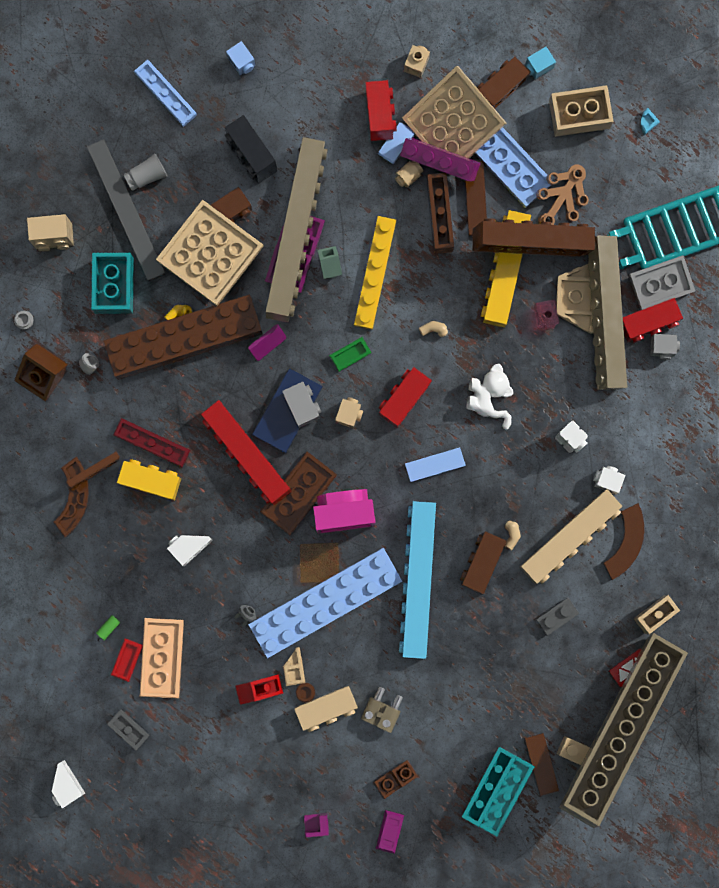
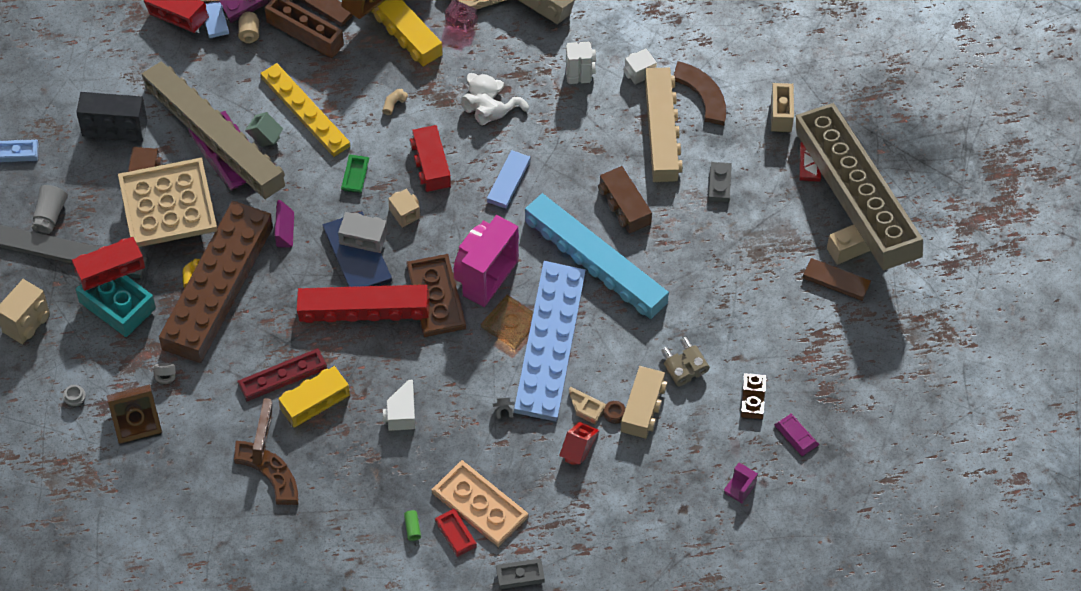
camera: 50 degrees left, 25 degrees down
(124, 259) = (108, 263): none -> red brick
(241, 58) = (28, 75): light blue brick -> none
(498, 791) = (832, 322): teal brick -> none
(514, 533) = (616, 159): tan arm -> none

